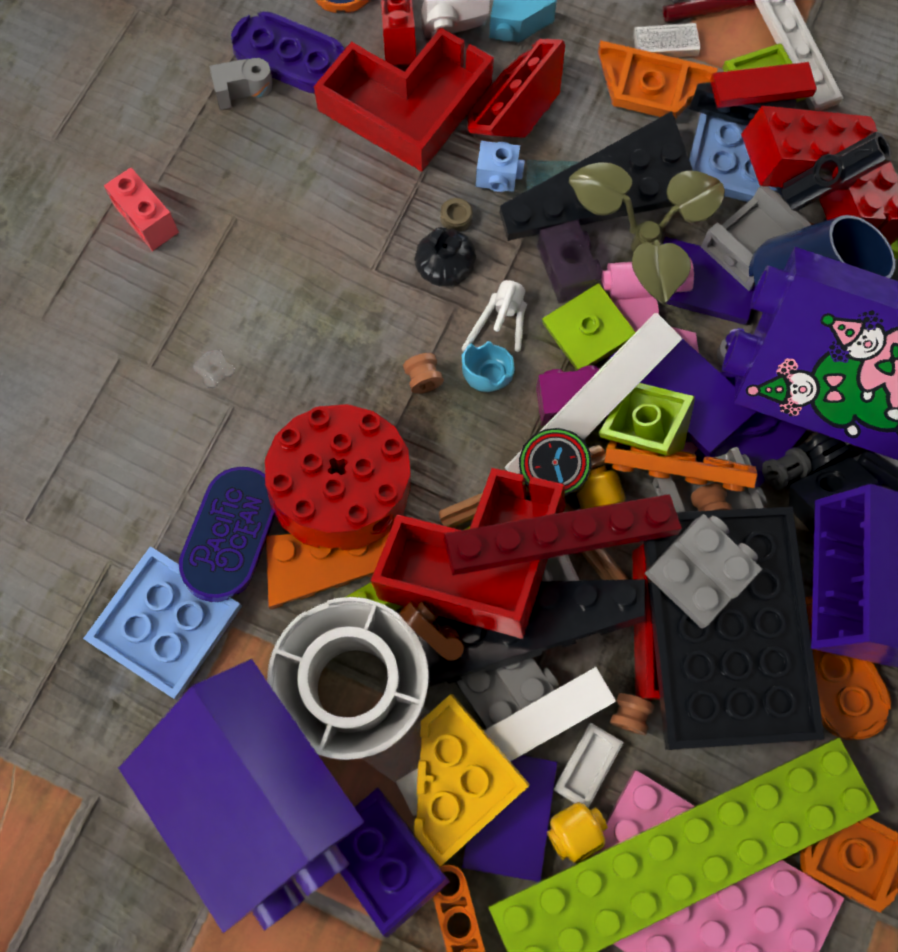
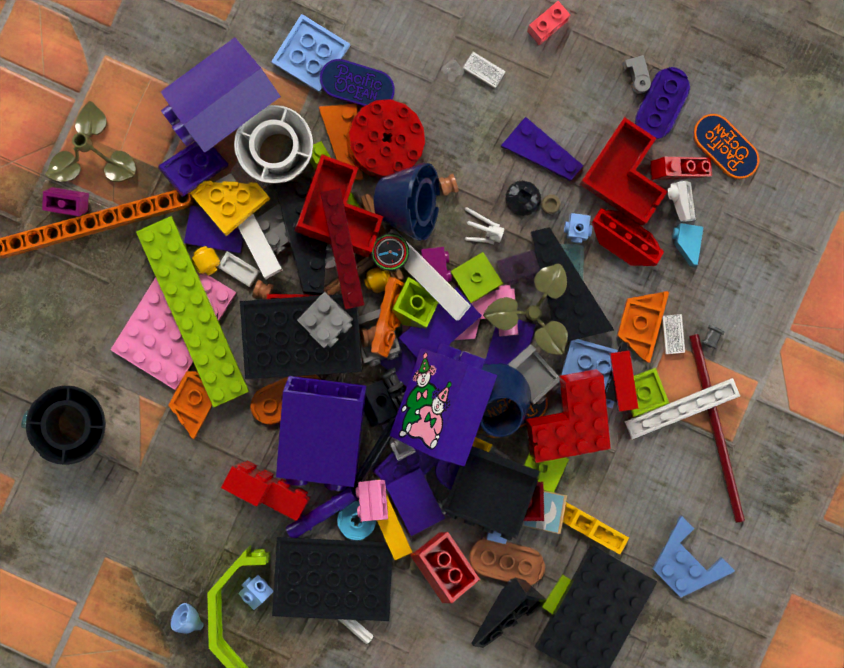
camera: 90 degrees right, 15 degrees up
(217, 317) = (484, 70): none -> white tile
(354, 236) = (538, 147): none -> dark purple wing
(441, 638) = (297, 185): reddish brown plate -> none
(456, 435) = (409, 200): none -> dark blue cone
(487, 367) = (451, 219): medium azure hair -> none
(852, 164) = (556, 412): black piece -> none

